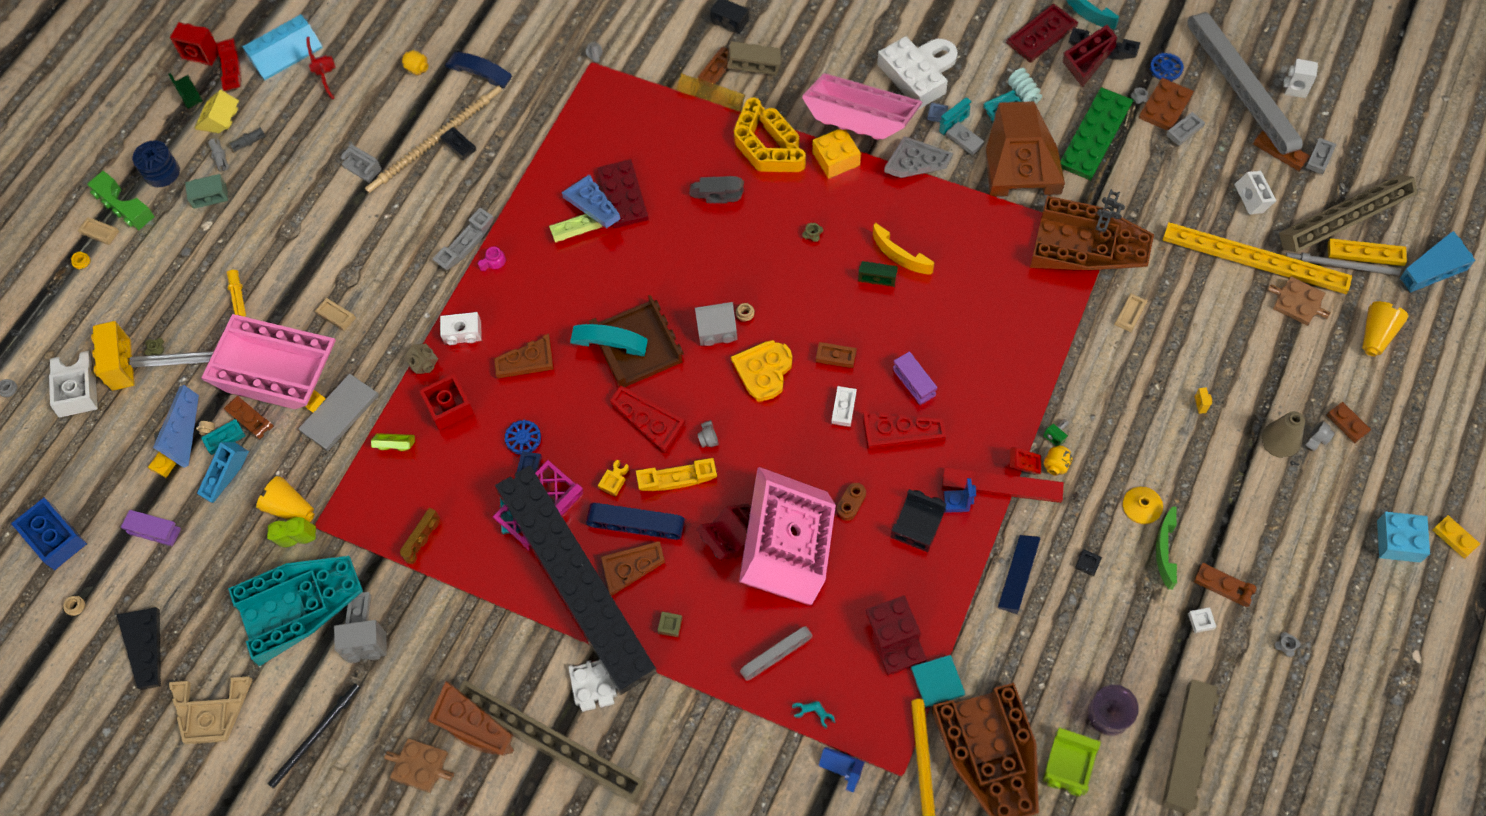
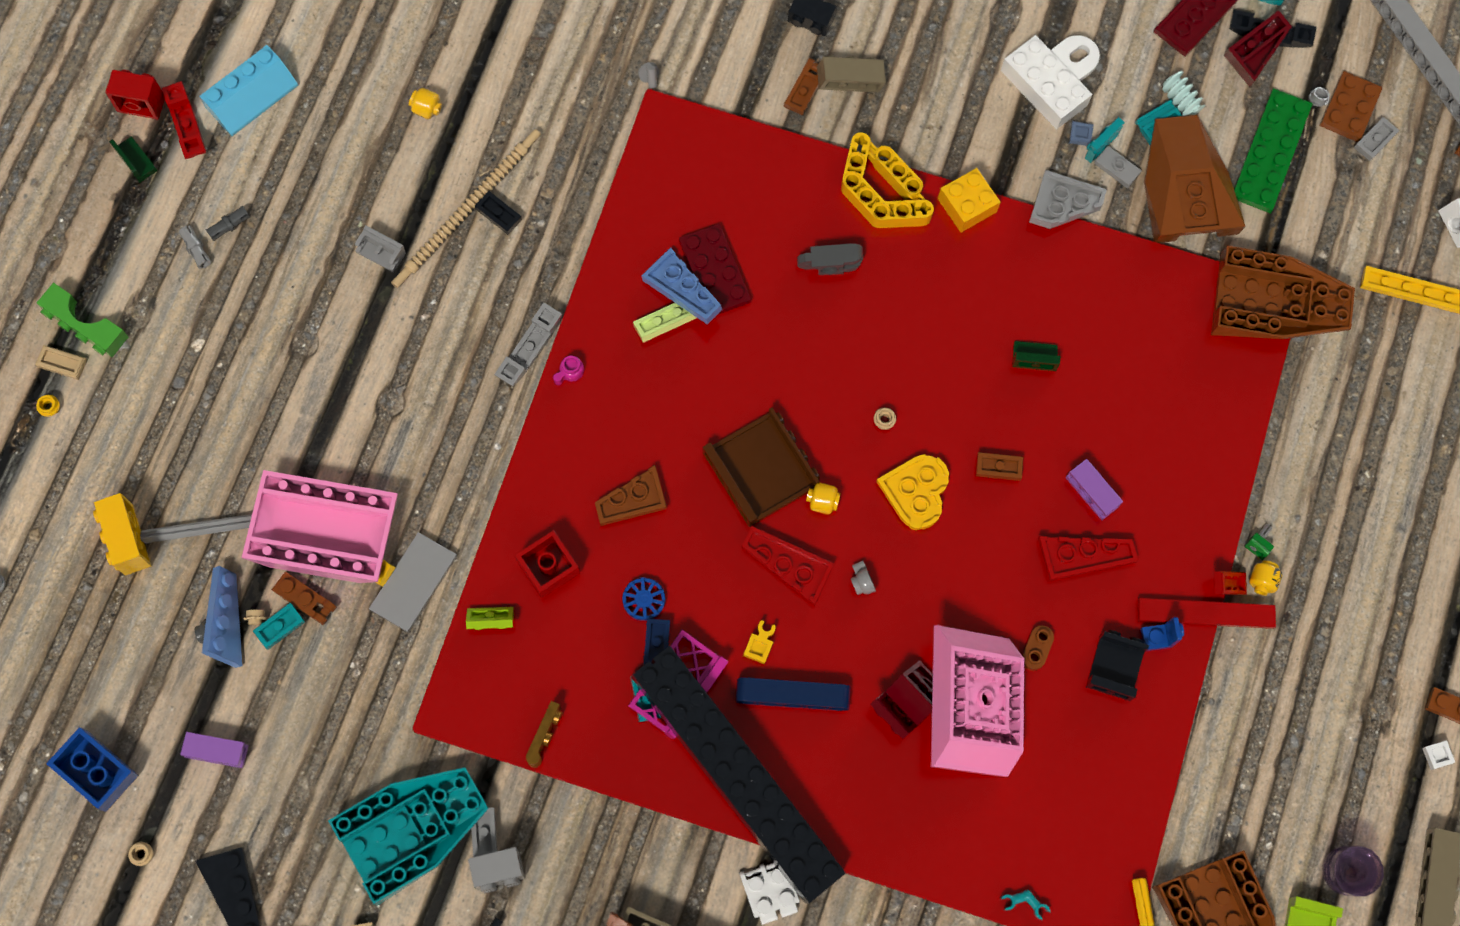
camera: 15 degrees left, 10 degrees up
(73, 386) = (74, 569): white brick -> none
(156, 163) = (122, 277): dark blue wheel -> none
(157, 350) = (164, 521): olive plate -> none
(162, 465) = (209, 668): yellow plate -> none
(206, 191) = (190, 299): sand green brick -> none
(217, 113) = (181, 189): light yellow slope -> none
(223, 468) = (287, 670): dark azure slope -> none
(236, 293) = (257, 439): yellow axle -> none
(284, 501) = (375, 706): yellow cone -> none
(291, 532) = (385, 744): lime brick -> none
(321, 66) = (305, 114): red plant -> none
(335, 314) = (384, 454): tan tile -> none
(421, 358) = (506, 510): dark tan brick -> none
(452, 324) = (535, 460): white brick -> none
(482, 67) = (506, 103): dark blue slope -> none
(609, 336) = (729, 466): teal slope -> none
(630, 565) = (795, 748): dark orange wing -> none
(670, 624) = (851, 815): olive plate -> none
(676, 477) = (833, 634): yellow slope -> none
(683, 368) = (823, 498): none -> yellow head
(710, 92) = (805, 124): clear yellow slope -> none
(716, 324) = (855, 440): light grey slope -> none
(776, 653) = (975, 839): light grey beam -> none
(812, 227) = (952, 301): olive plate -> none
(844, 406) = (1016, 531): white plate -> none
(859, 107) = (995, 140): bright pink slope -> none
(896, 635) = (1108, 807): dark red bracket -> none
(917, 264) = (1084, 342): yellow slope -> none
(938, 681) = (1158, 854): teal tile -> none
(1019, 573) = (1234, 717): dark blue slope -> none
(1088, 562) = (1308, 697): black tile -> none
(1109, 214) = (1306, 251): dark grey piece -> none
(1130, 312) = (1331, 383): tan tile -> none
(1137, 511) = (1353, 626): yellow dish -> none
(1166, 66) = (1347, 55): blue wheel -> none
(1167, 570) = (1397, 702): bright green slope -> none
(1203, 400) = (1421, 490): yellow plate -> none

